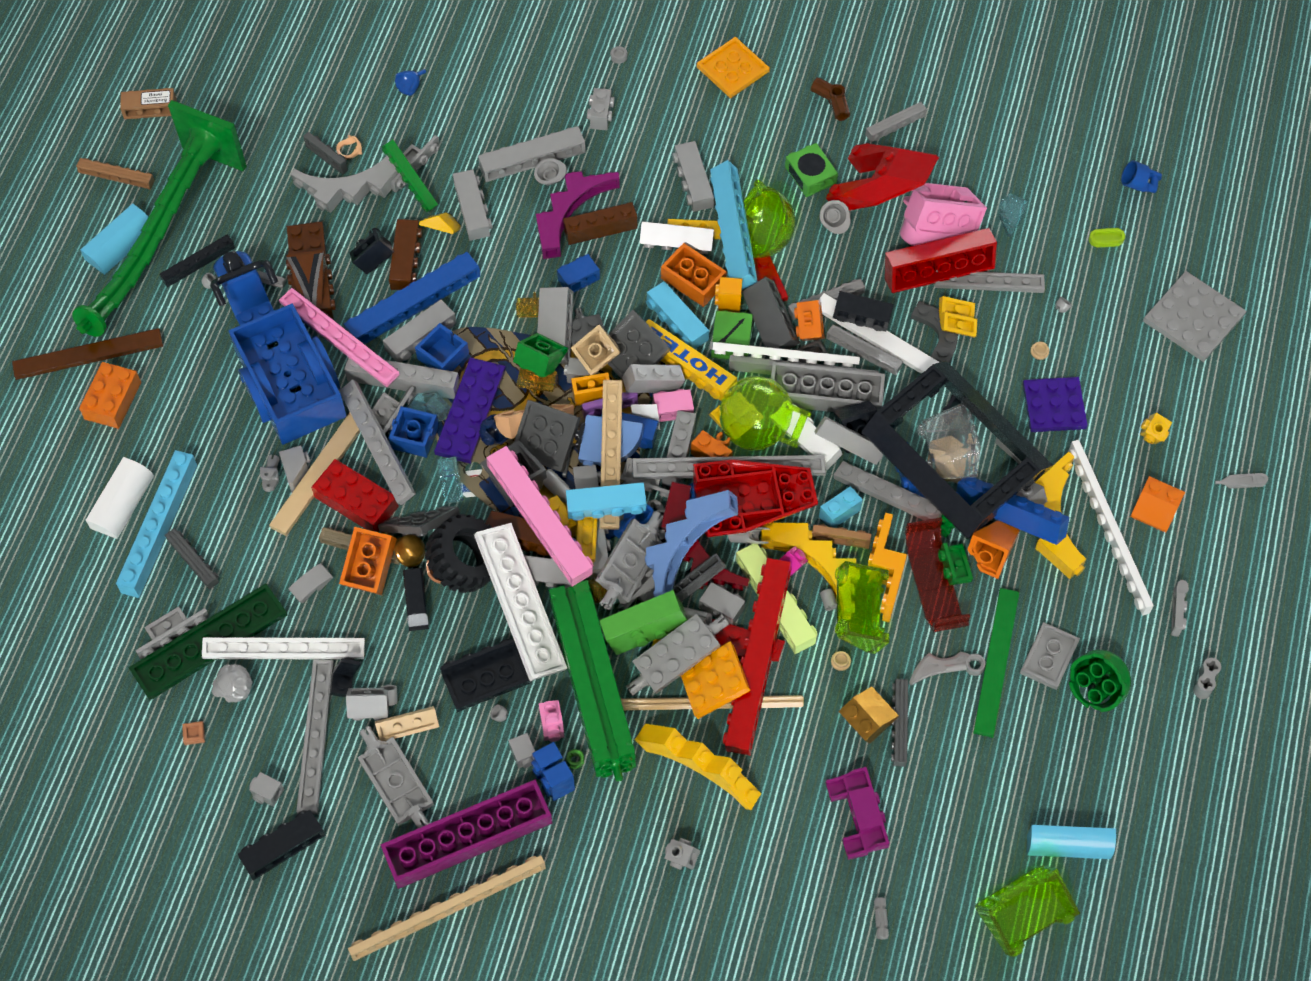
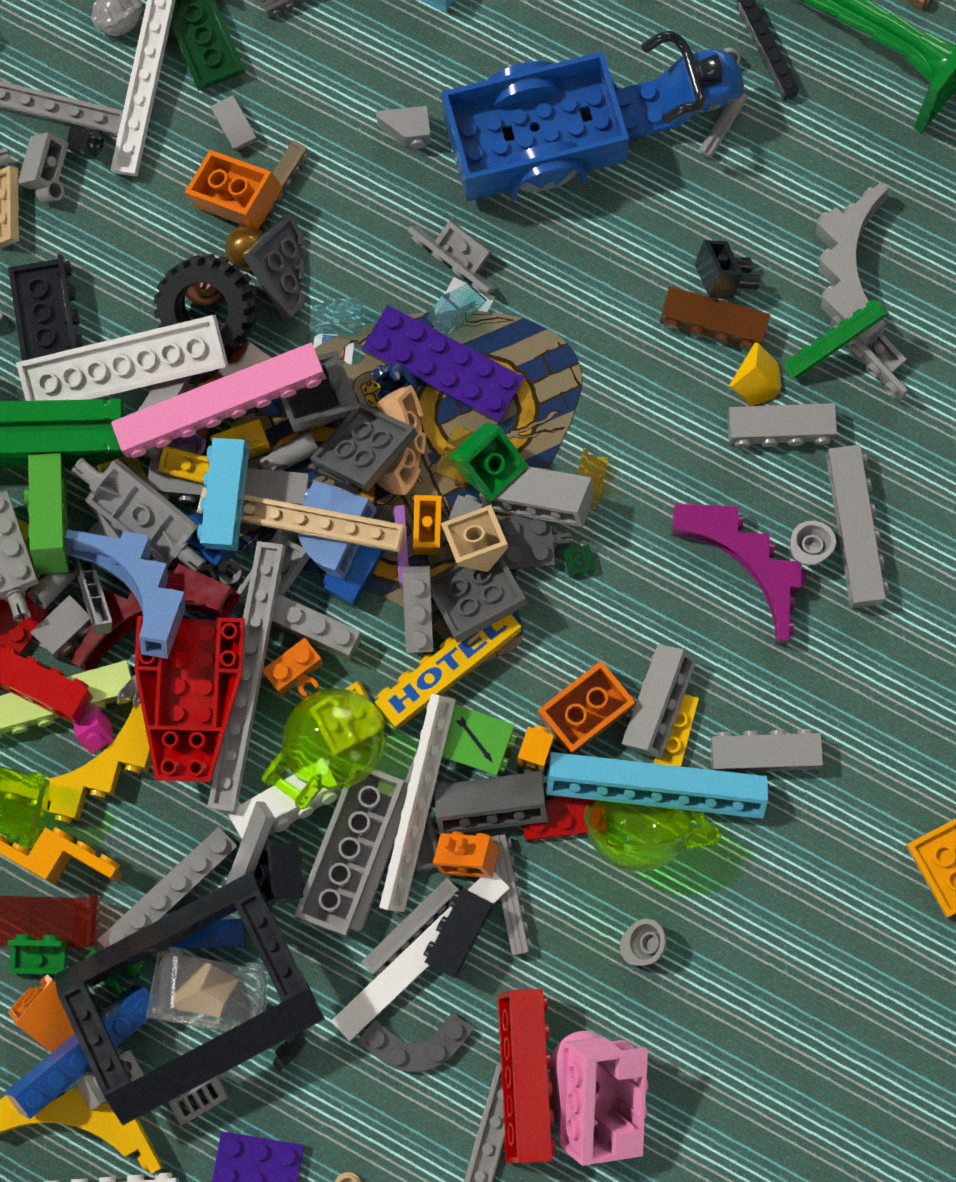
camera: 105 degrees right, 15 degrees up
(270, 474) = (402, 93): light grey piece -> none
(303, 492) = (396, 158): tan tile -> none
(309, 265) = (710, 186): reddish brown wedge -> none
(325, 152) = (916, 240): dark grey plate -> none
(341, 338) = (578, 201): bright pink tile -> none
(350, 140) = (937, 278): light nougat piece -> none
(354, 496) = (341, 193): red brick -> none
(377, 442) = (407, 227): light grey plate -> none
(402, 342) = (580, 317): light grey brick -> none
(413, 298) = (636, 317): blue brick -> none
(413, 431) = (418, 280): blue brick -> none
(415, 599) = (170, 244): black piece -> none
(421, 378) = (511, 281): light grey brick -> none
(438, 349) = (536, 337): blue piece -> none
(578, 273) = (628, 549): blue brick -> none
(592, 303) = (578, 560): none -> dark green tile
(600, 110) = (917, 641): light grey brick -> none
(600, 223) = (708, 597): reddish brown brick -> none
(647, 411) = (366, 596): white sticker -> none
(670, 402) = (379, 632): bright pink brick -> none
(677, 315) = (525, 672): medium azure brick -> none
(811, 169) = (742, 931): bright green brick -> none
(828, 599) = (40, 766): light grey hinge -> none
(835, 95) = (856, 1007): reddish brown piece -> none
(840, 508) = (161, 821): medium azure brick -> none
(841, 536) = (121, 811): medium nougat plate -> none
(895, 174) = (664, 1043): red wedge -> none
(896, 122) = (808, 1091): light grey piece -> none
(957, 316) = (428, 1077): yellow slope -> none

